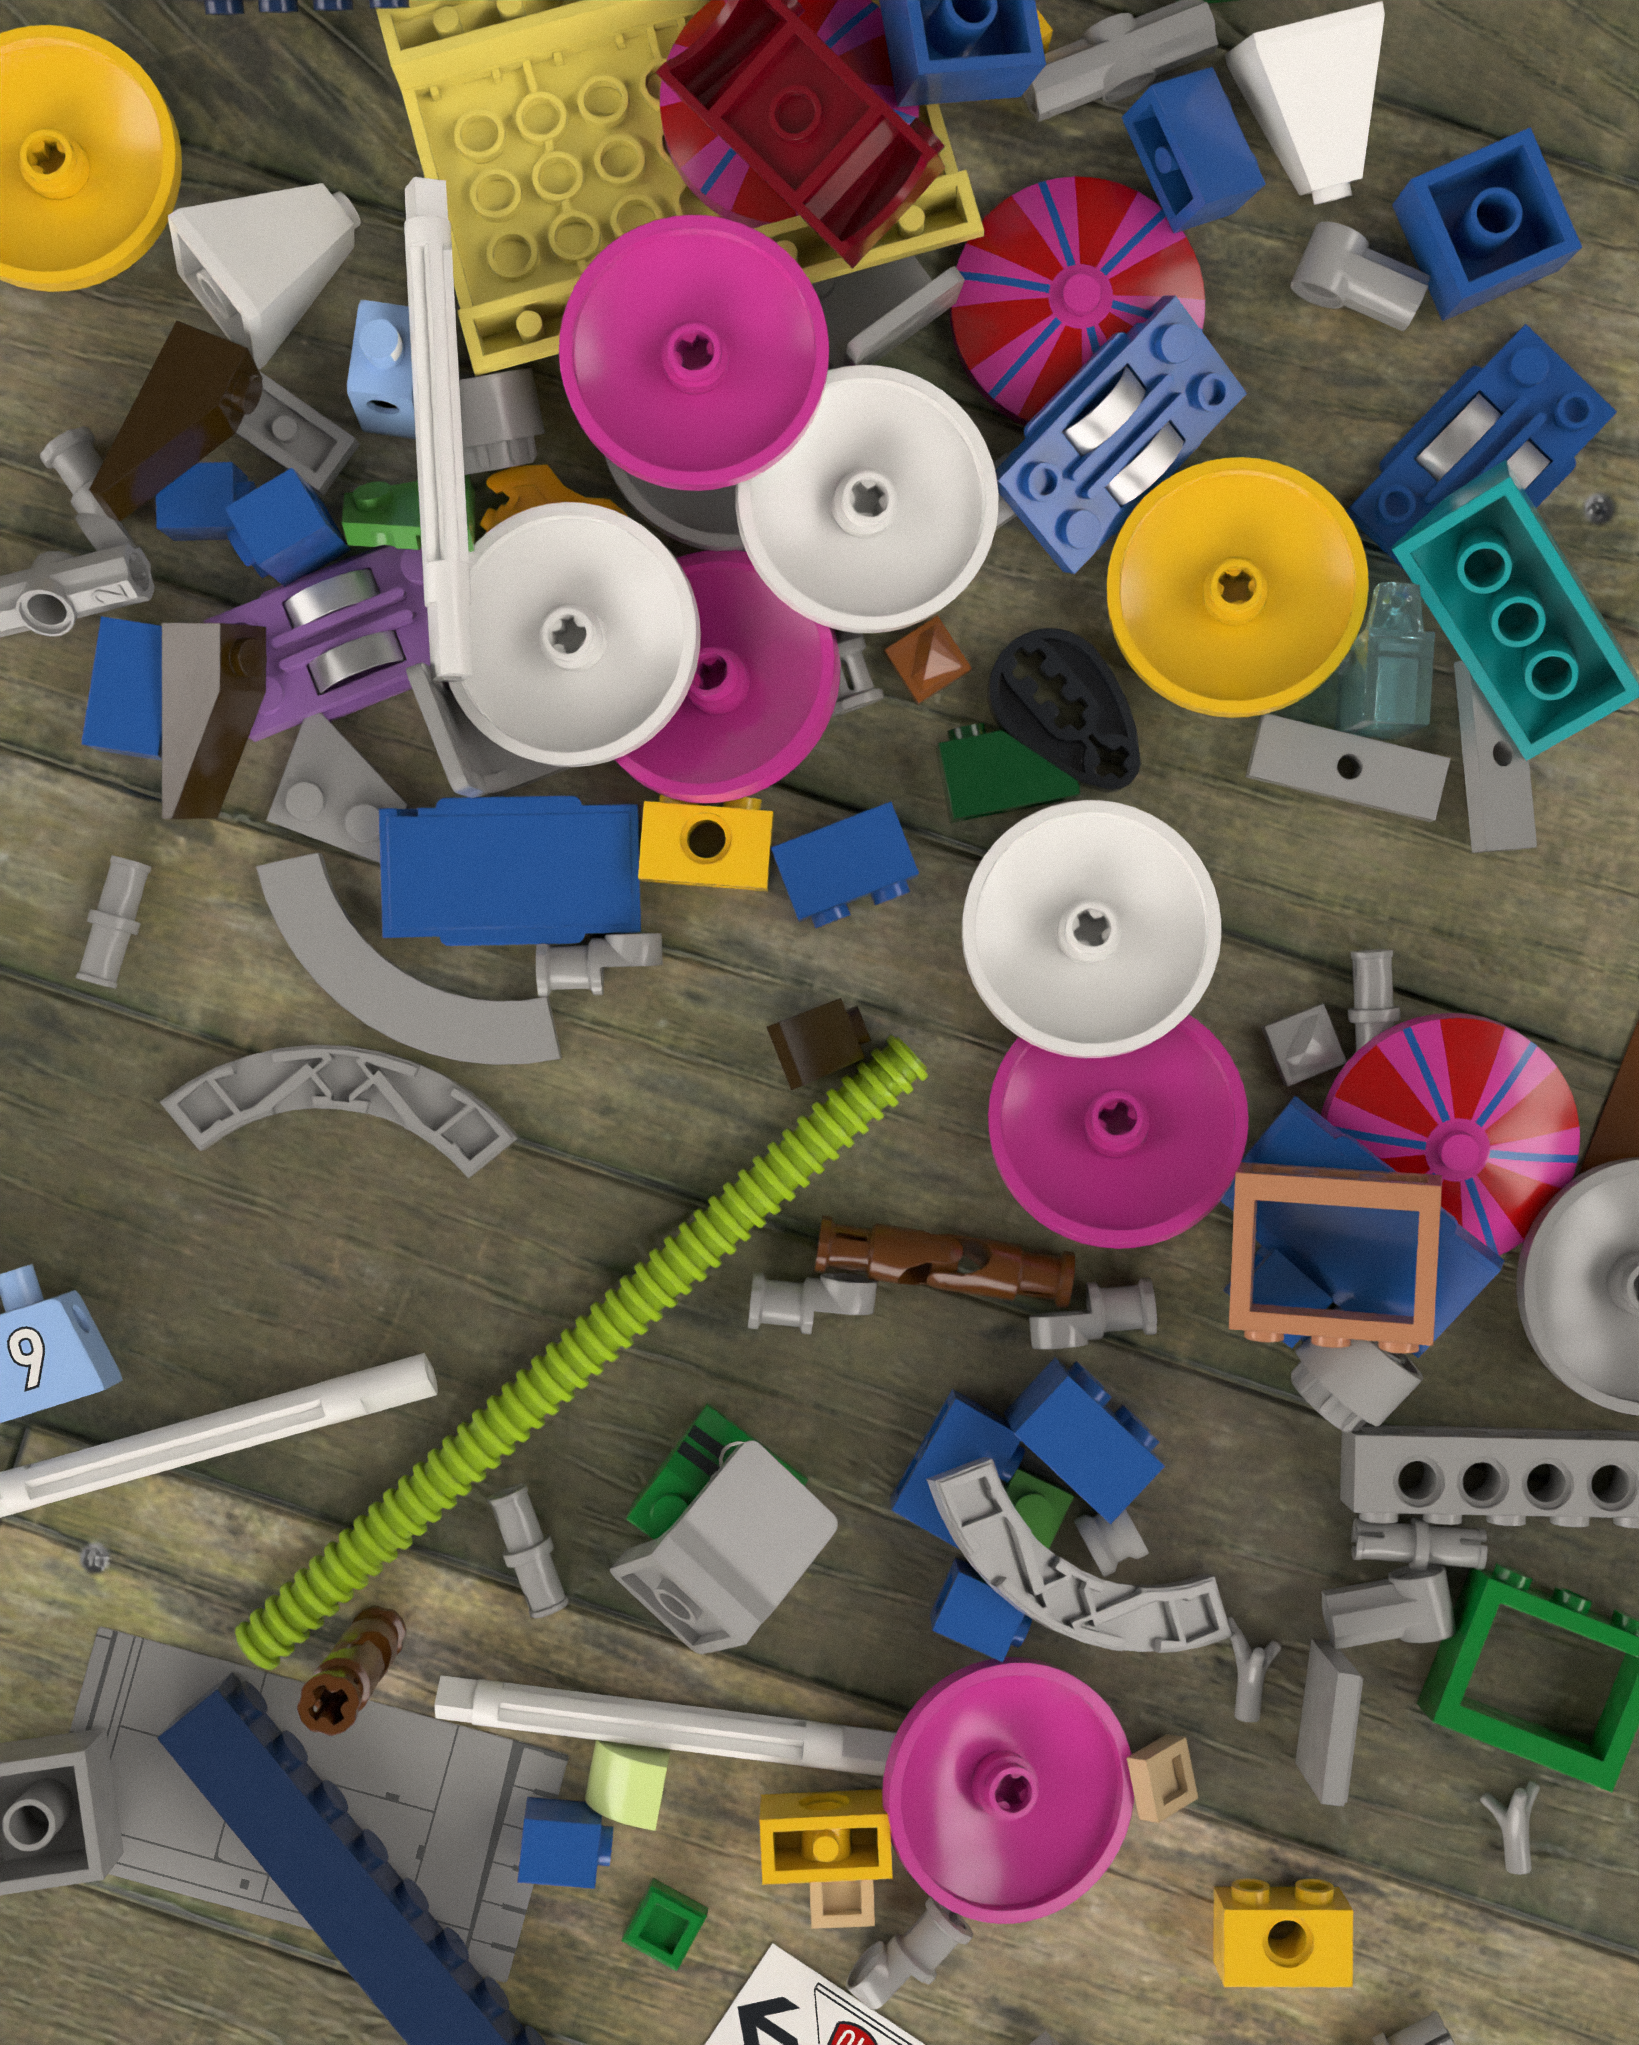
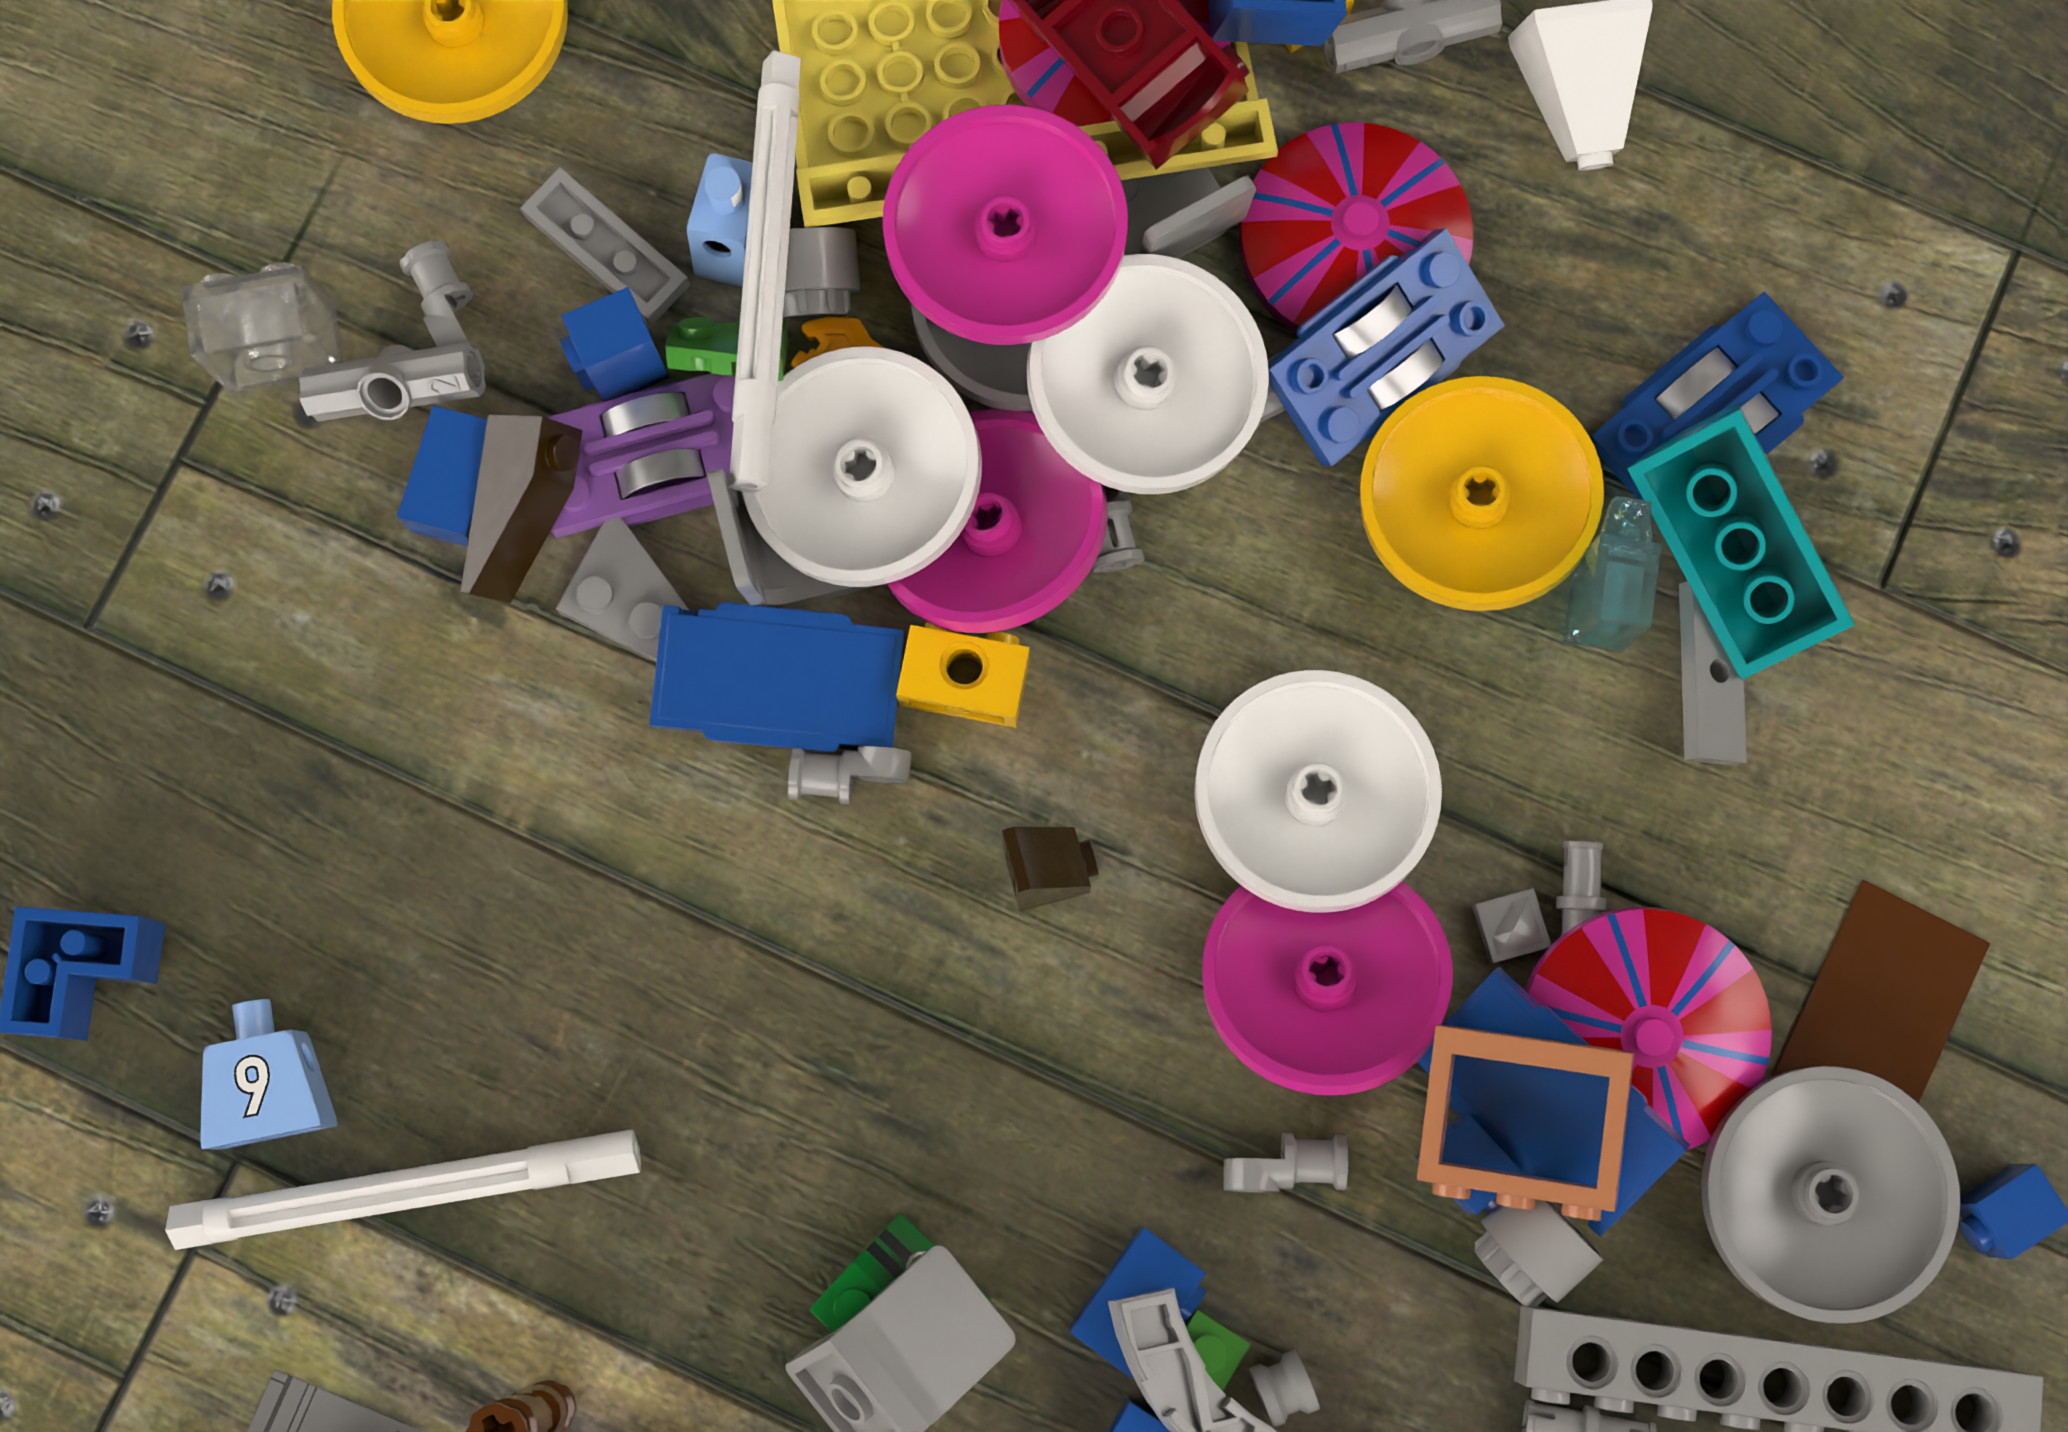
camera: 10 degrees right, 10 degrees down
(113, 922) = (399, 686): light grey pin -> none
(179, 417) = (532, 236): dark brown slope -> none
(196, 501) = (532, 314): blue brick -> none
(263, 259) = (625, 115): white slope -> none
(344, 1080) = (588, 858): light grey tile -> none
(386, 995) = (647, 786): light grey tile -> none
(528, 1550) = (707, 1338): light grey pin -> none
(578, 1355) = (773, 1153): lime piece -> none
(795, 1302) = (997, 1119): light grey connector -> none
(846, 864) = (1092, 707): blue brick -> none
(924, 1258) = (1106, 1084): reddish brown piece -> none
(927, 660) = (1188, 531): dark orange tile -> none
(996, 775) = (1242, 640): dark green slope -> none
(1082, 1440) = (1267, 1281): blue brick -> none
(1086, 680) = (1334, 564): black piece -> none
(1193, 149) = (1472, 109): blue brick -> none
(1344, 272) = (1602, 229): light grey piece -> none
(1383, 776) = (1606, 680): light grey tile -> none
(1486, 224) = (1733, 199): blue brick -> none

